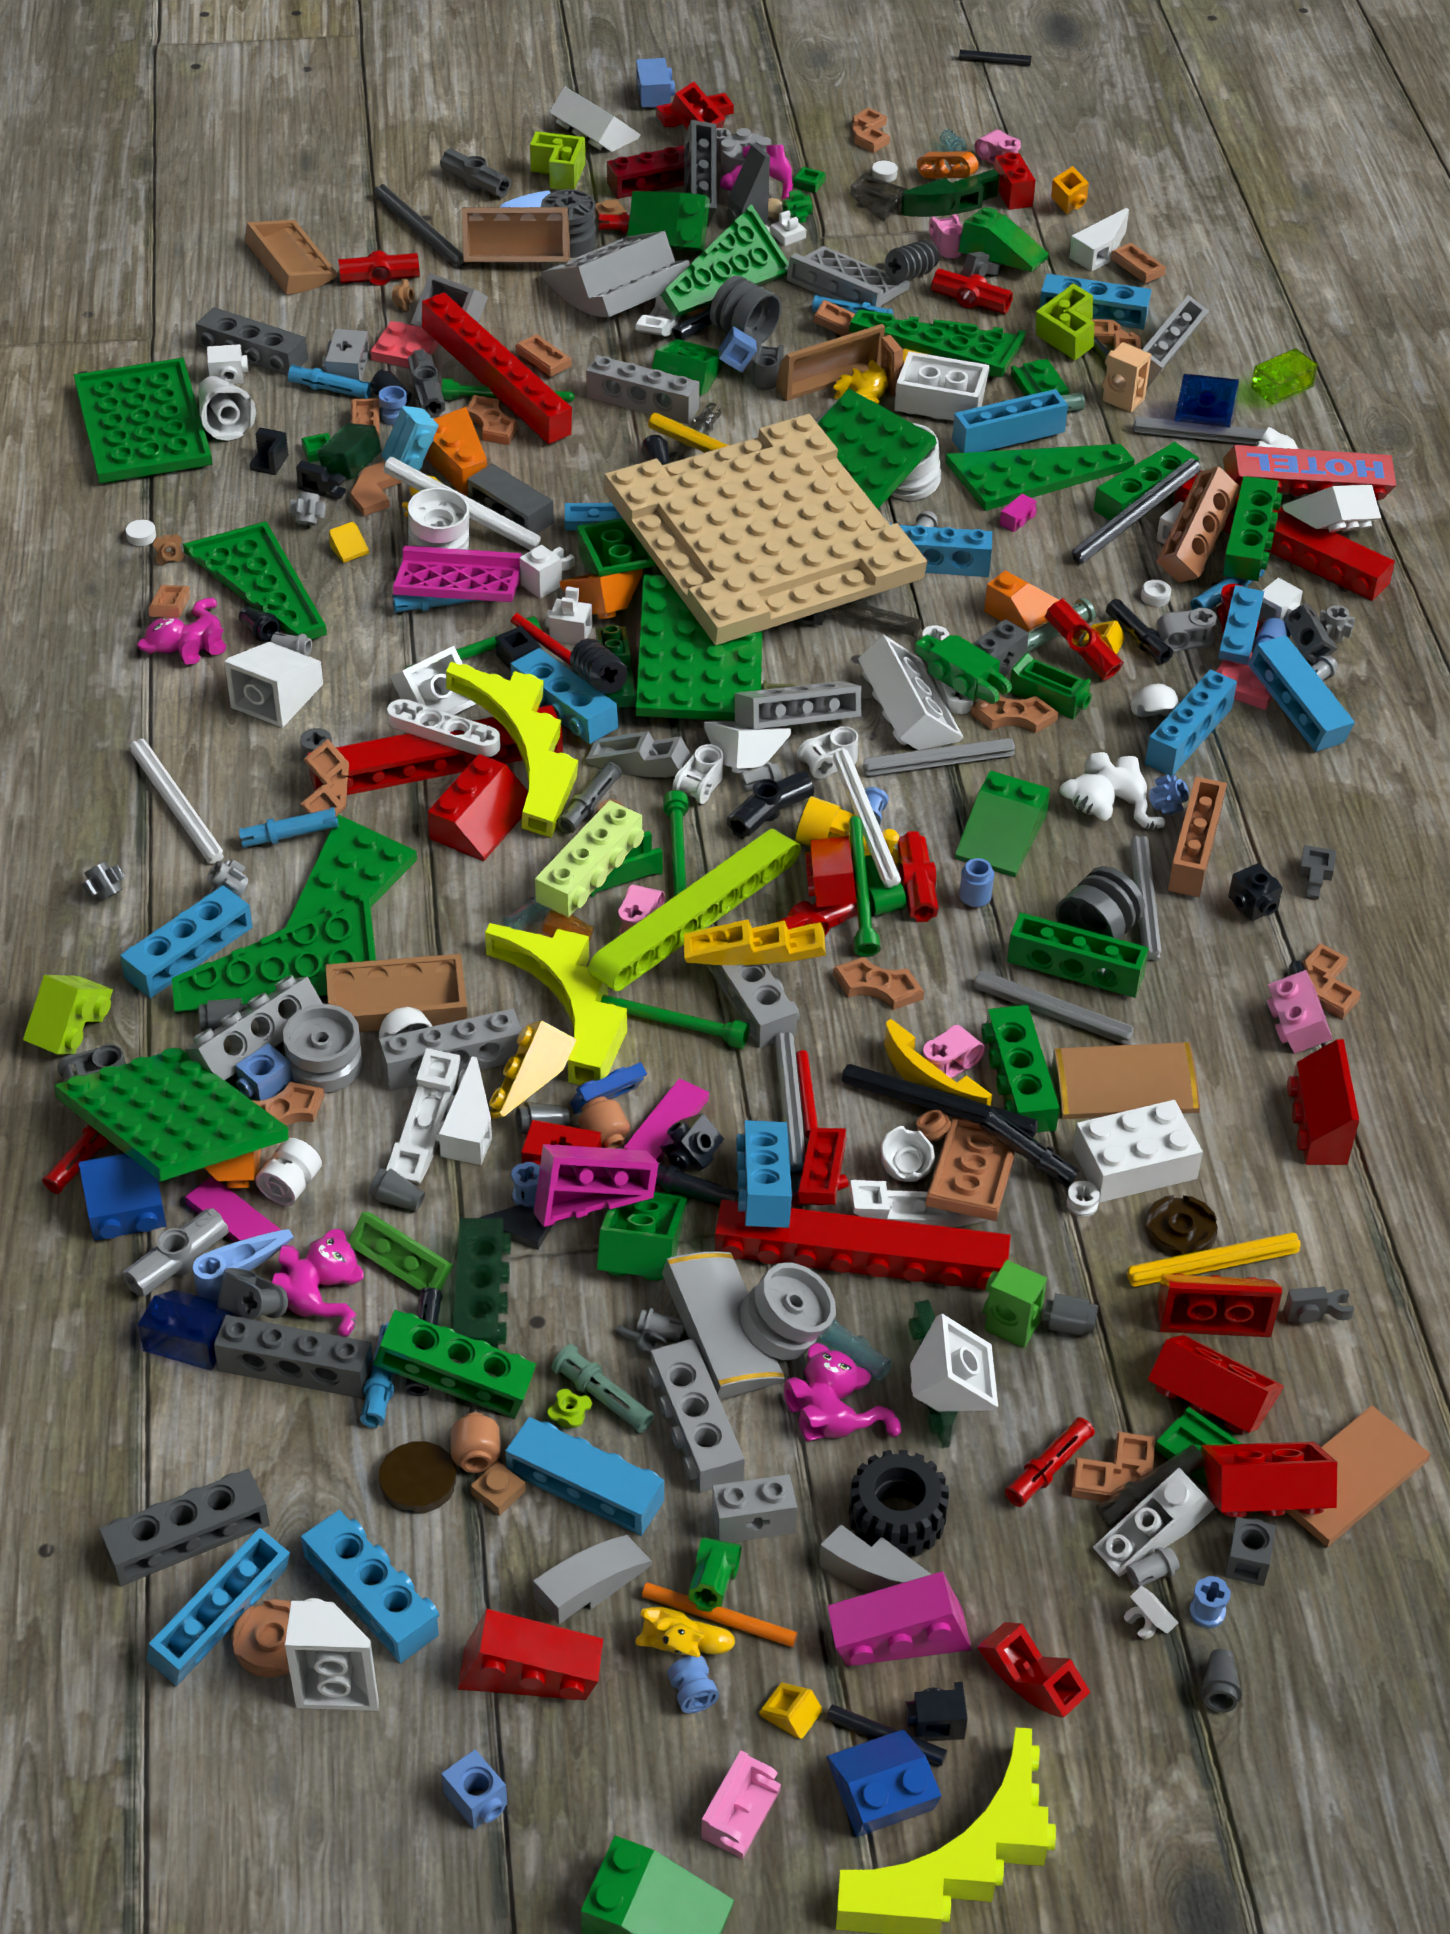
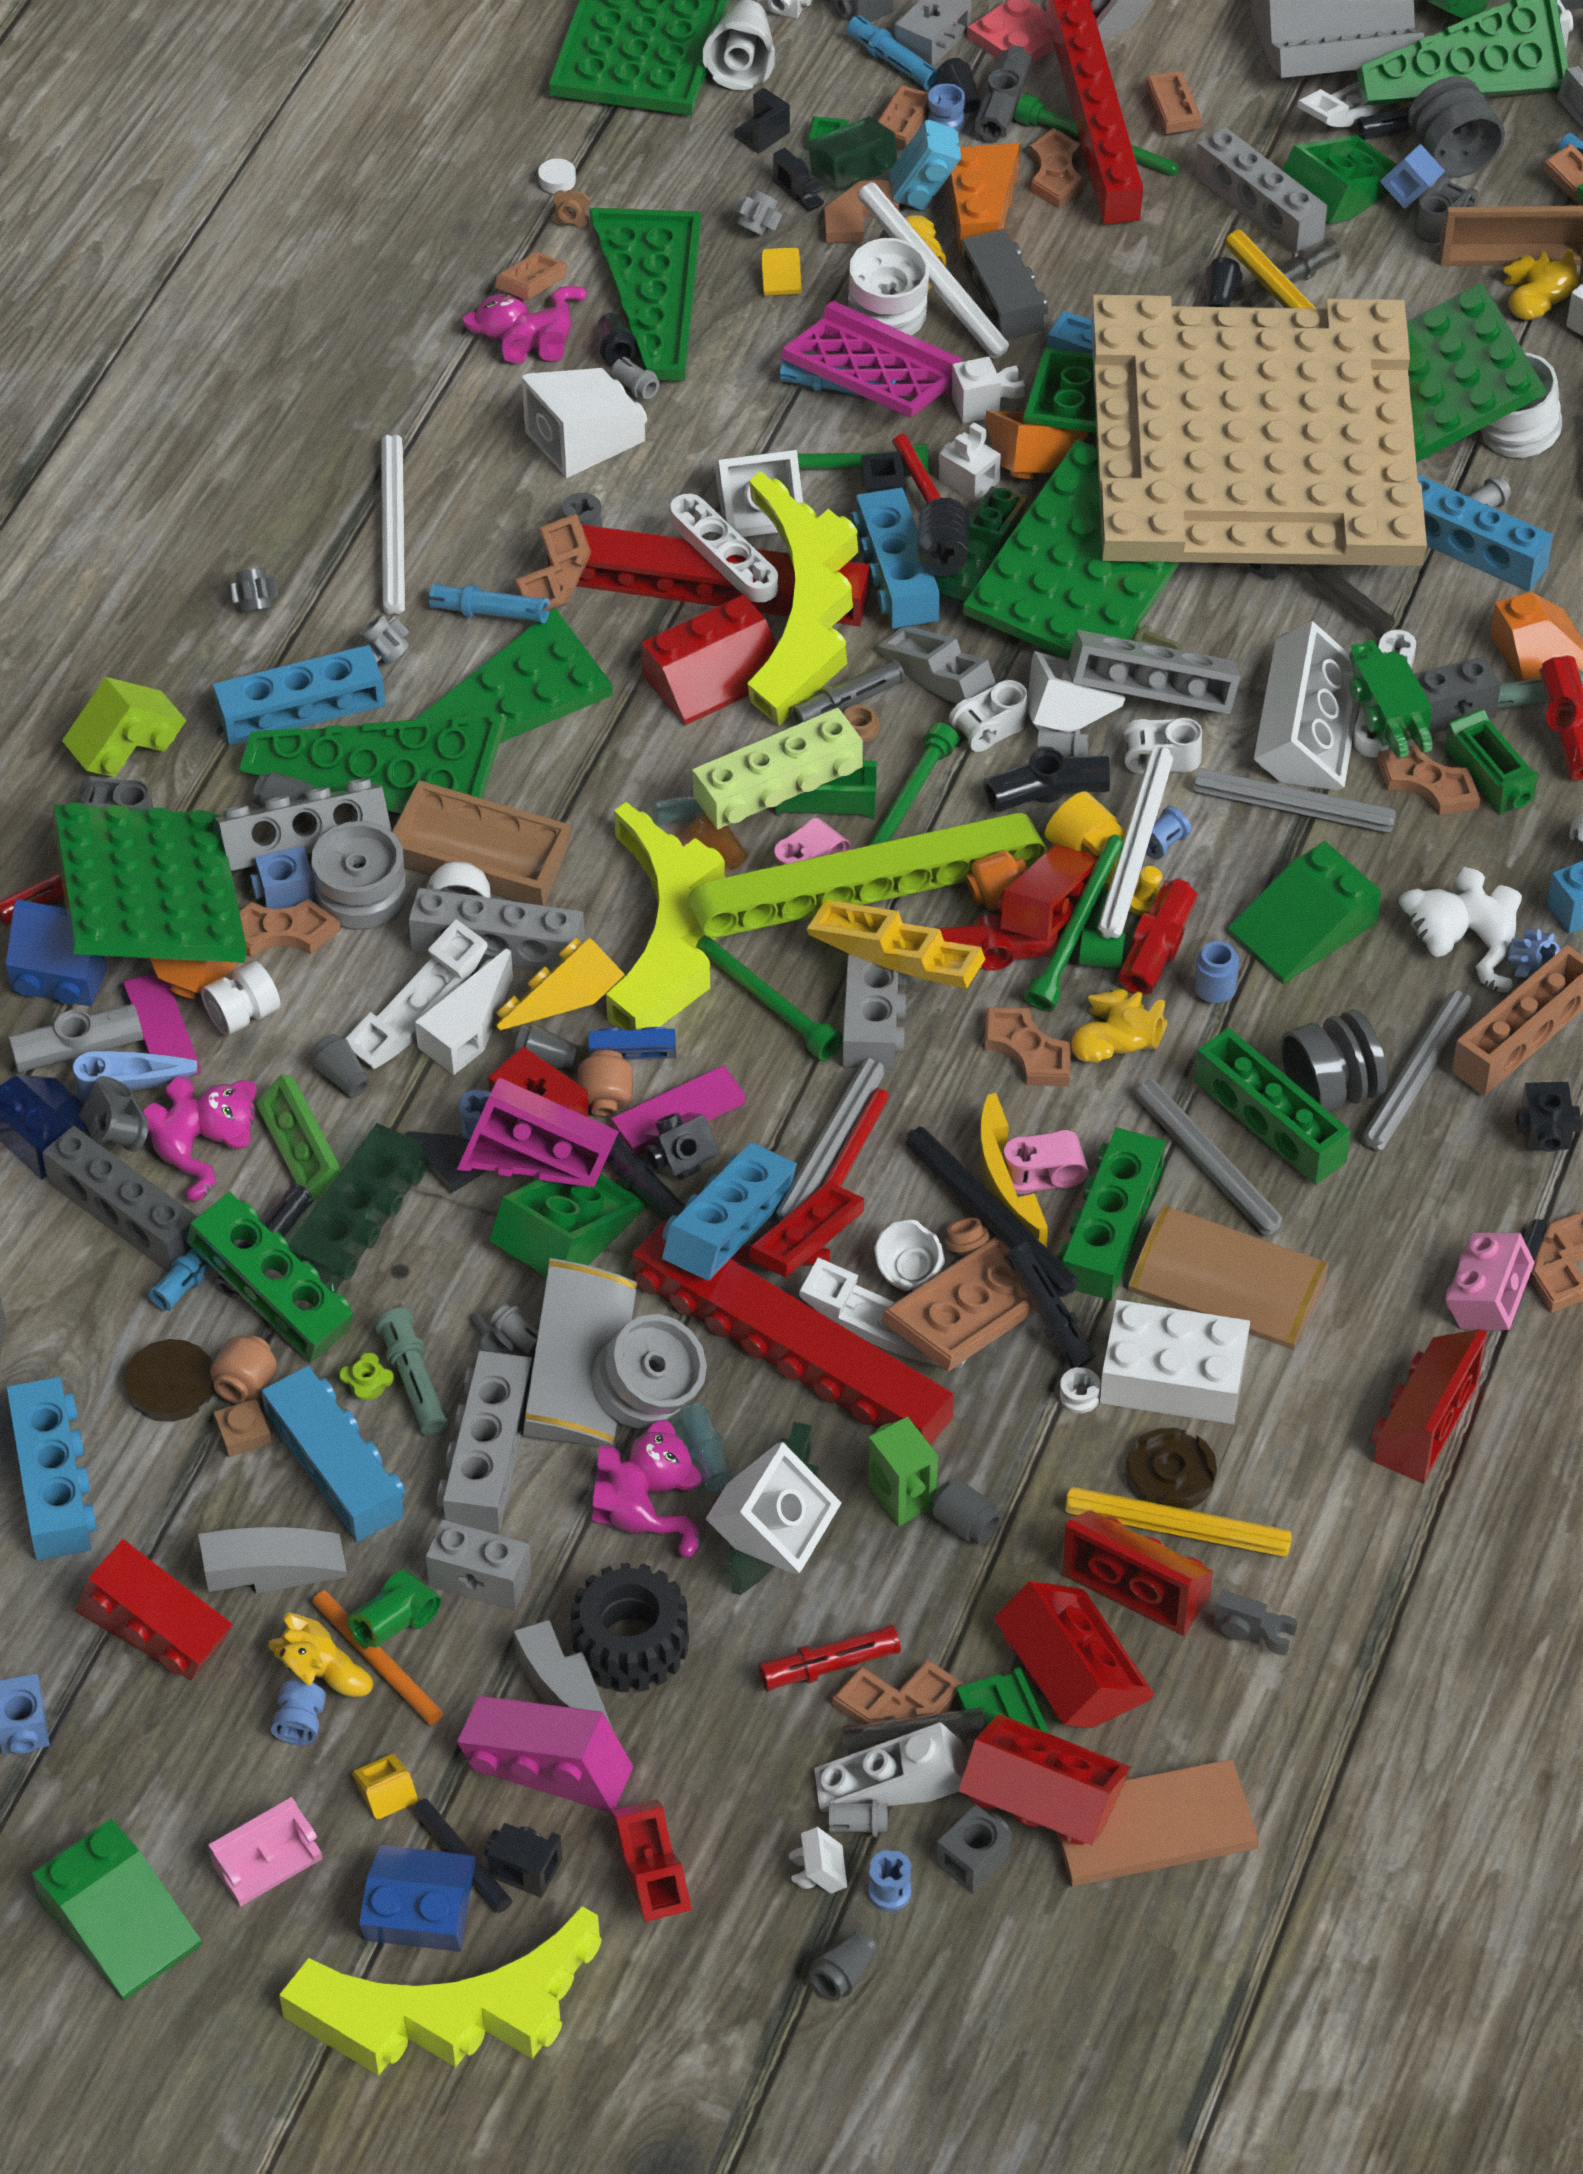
camera: 30 degrees right, 5 degrees up
(783, 880) = (991, 875): none -> orange head
(936, 945) = (1126, 1029): none -> yellow animal

